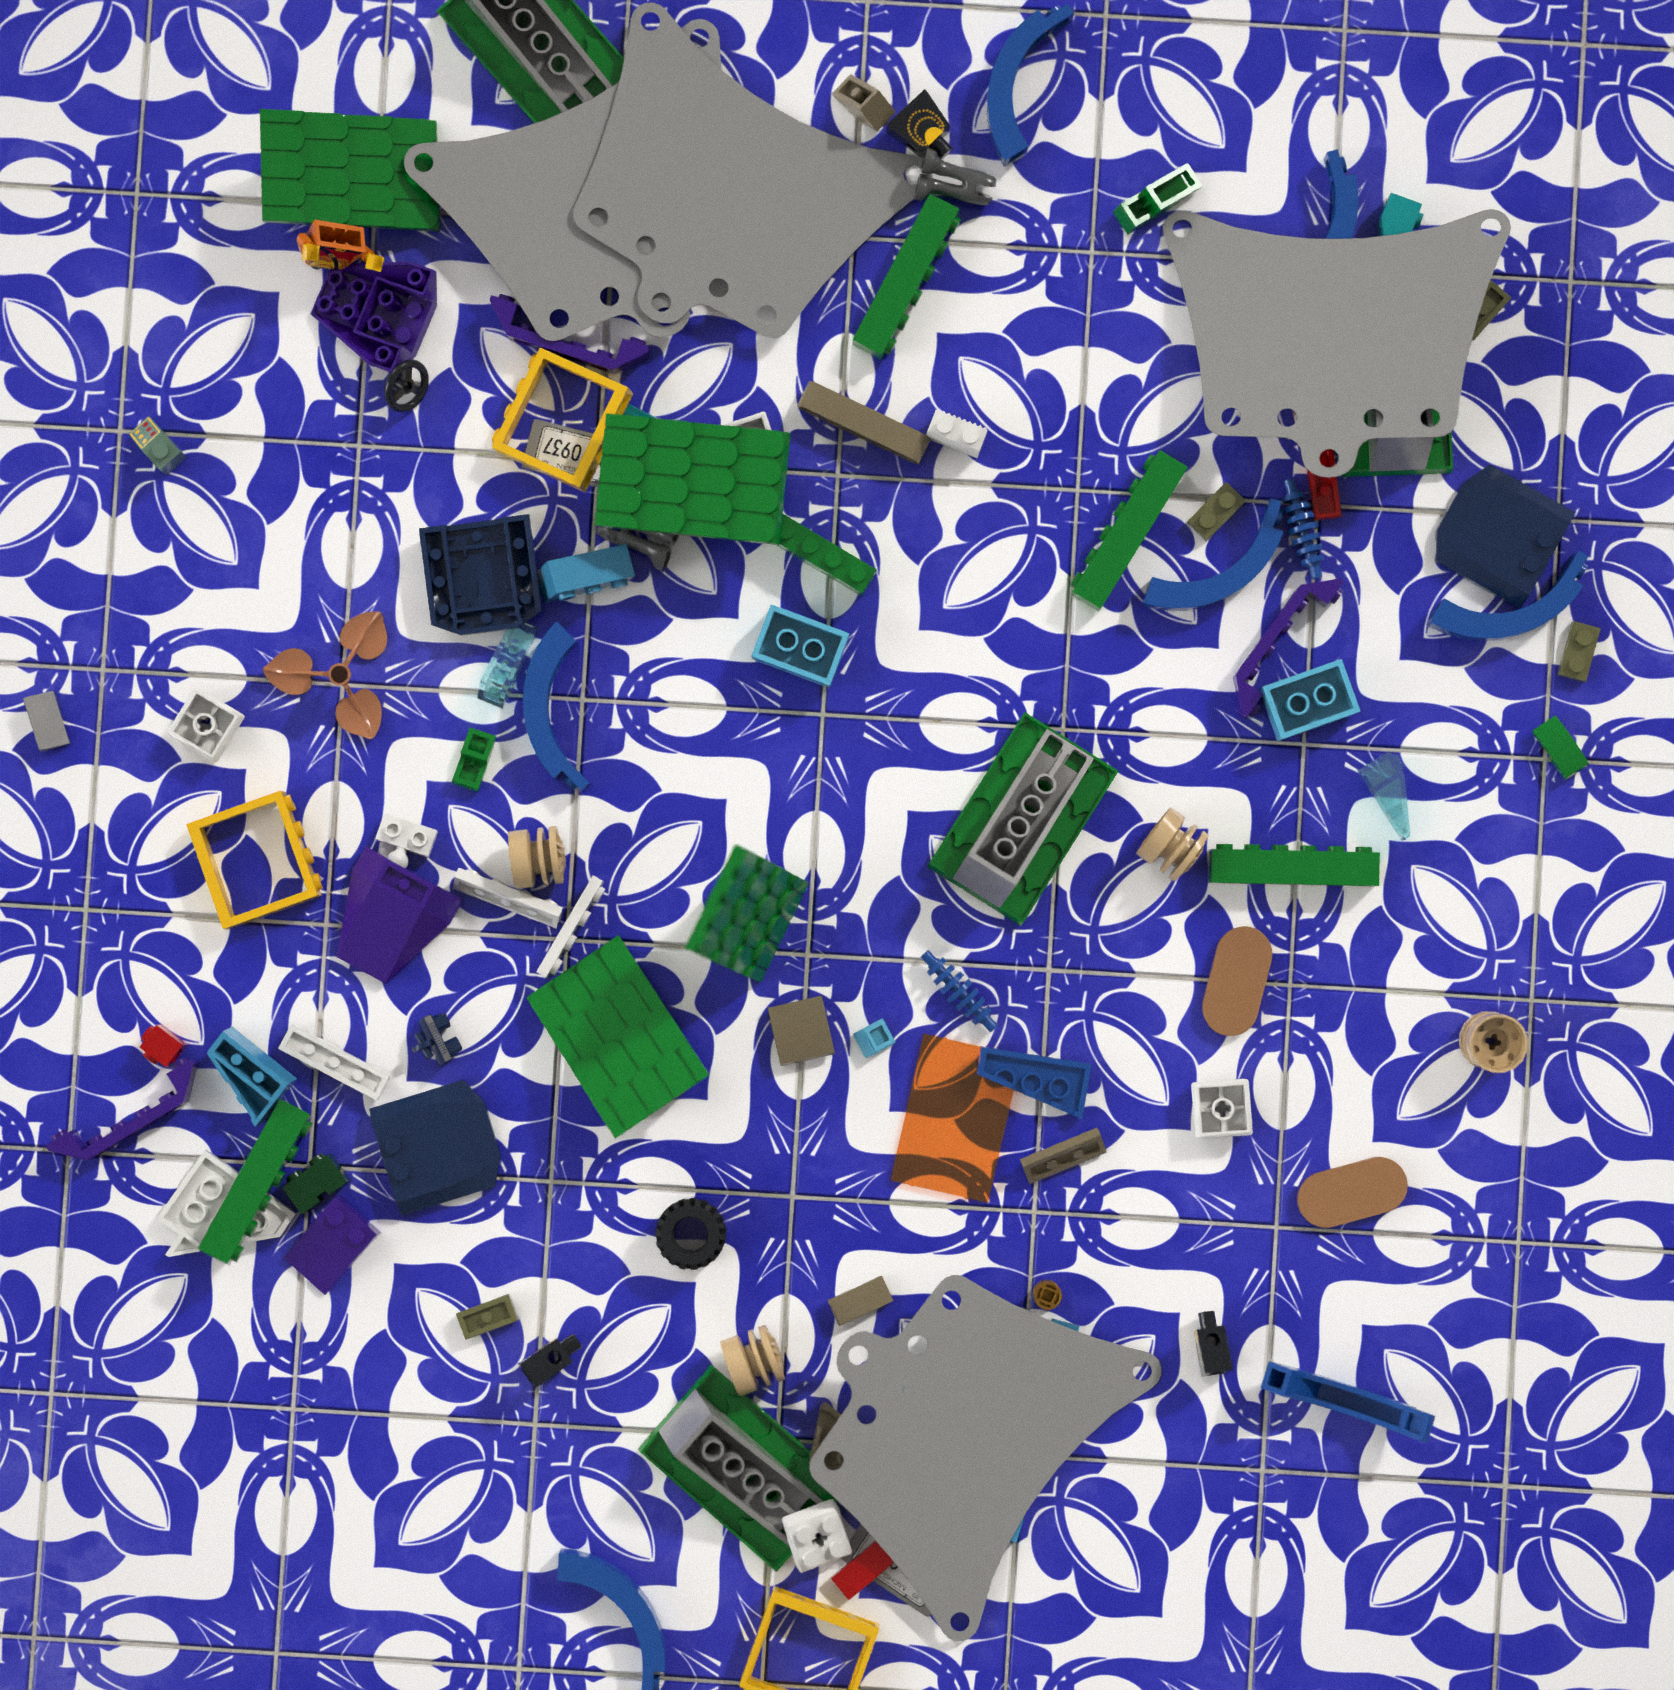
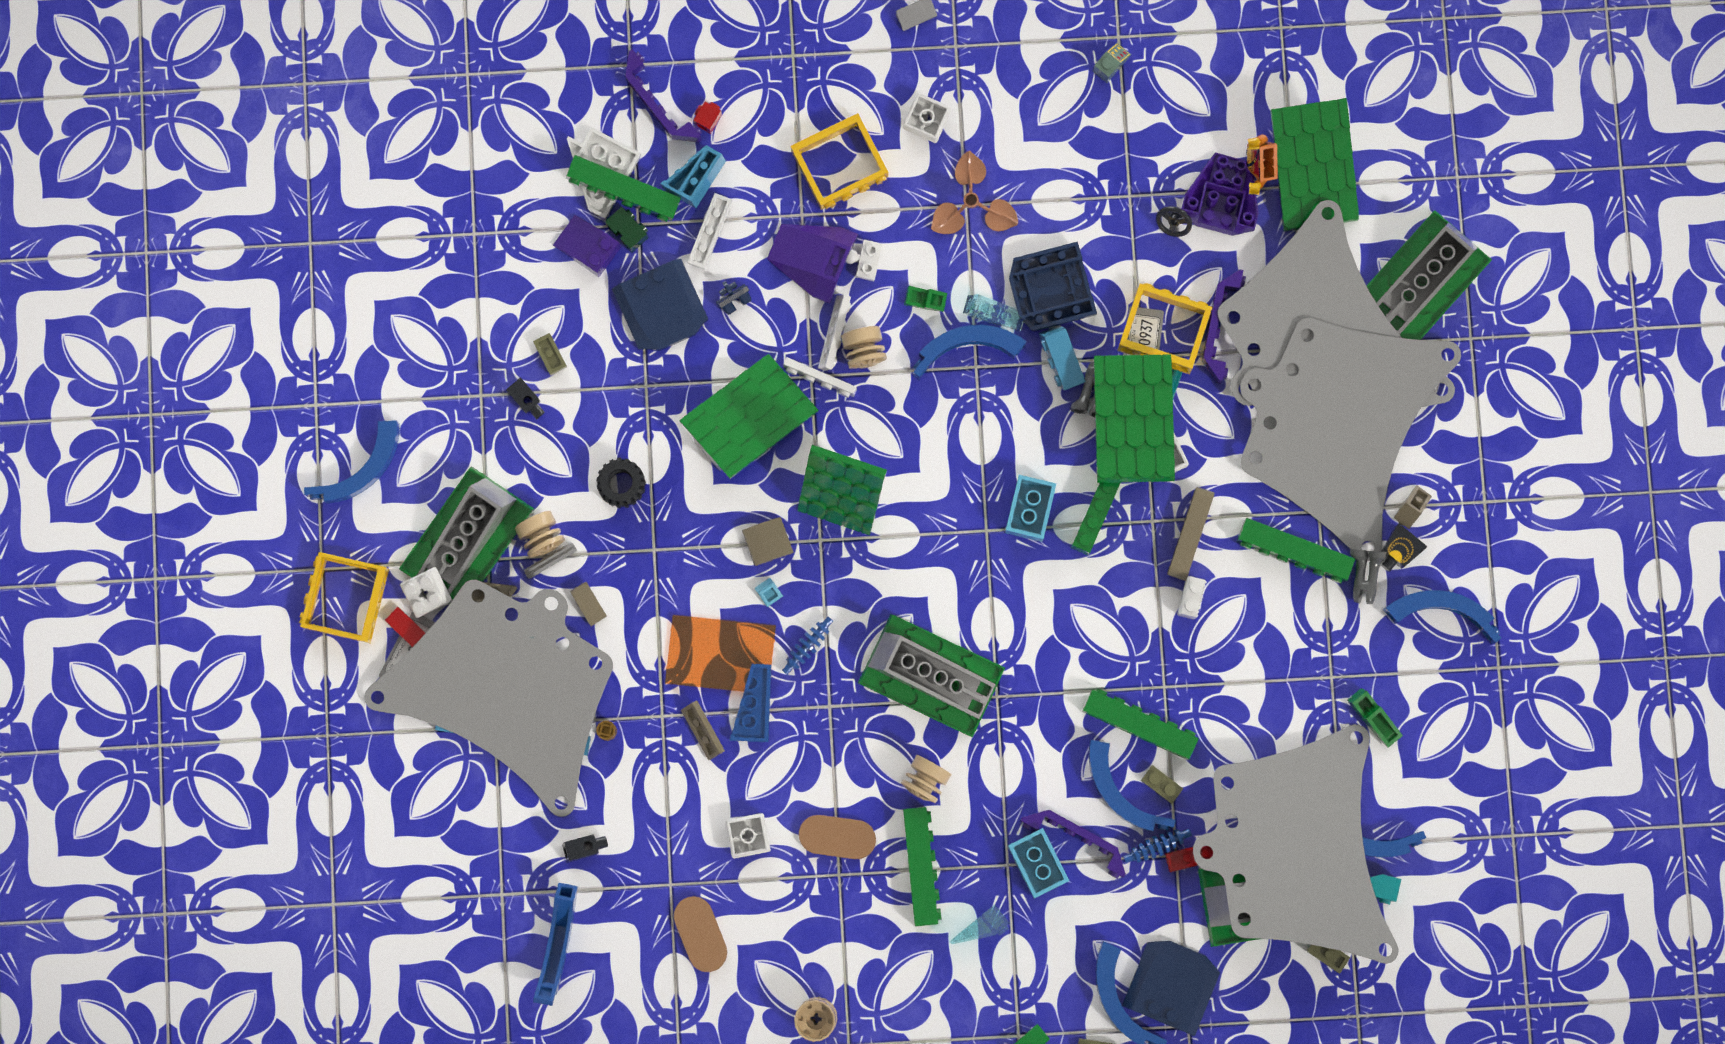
camera: 80 degrees right, 5 degrees down
(790, 1349) = (550, 560): none -> light grey axle

